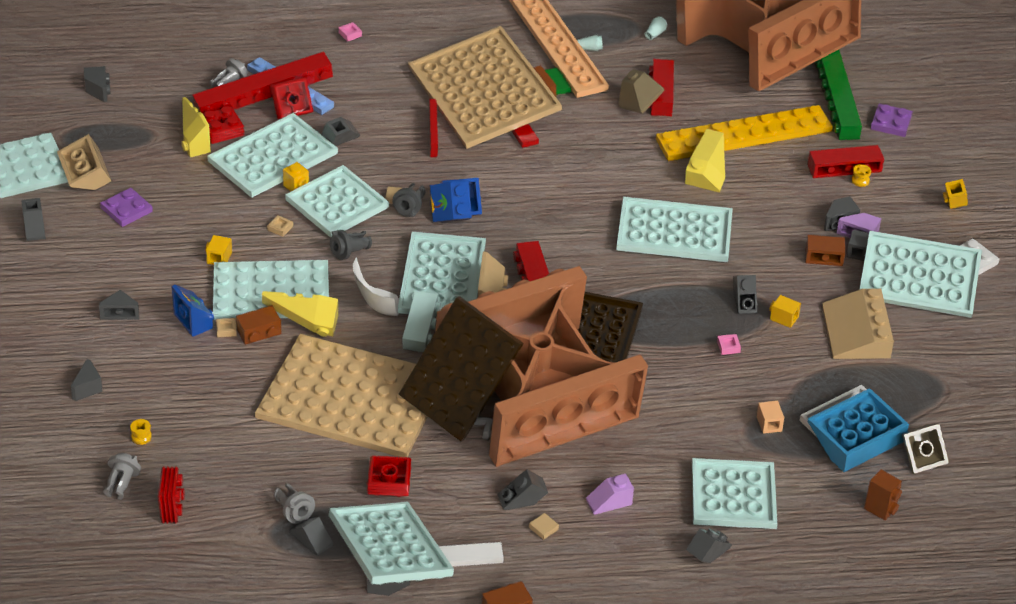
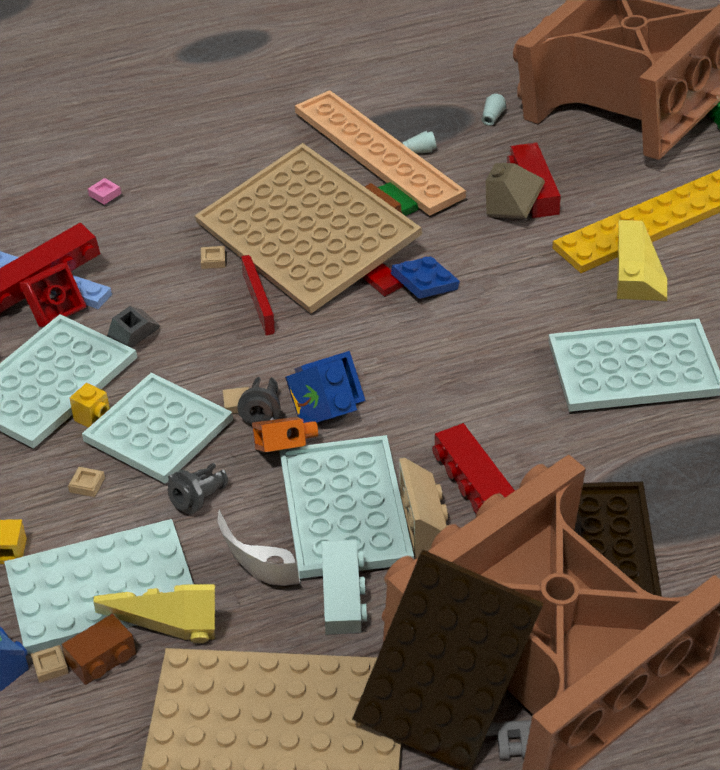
camera: 10 degrees left, 0 degrees up
(408, 222) = (272, 434): none -> orange torso
(412, 95) = (213, 257): none -> tan tile
(554, 140) = (425, 277): none -> blue plate

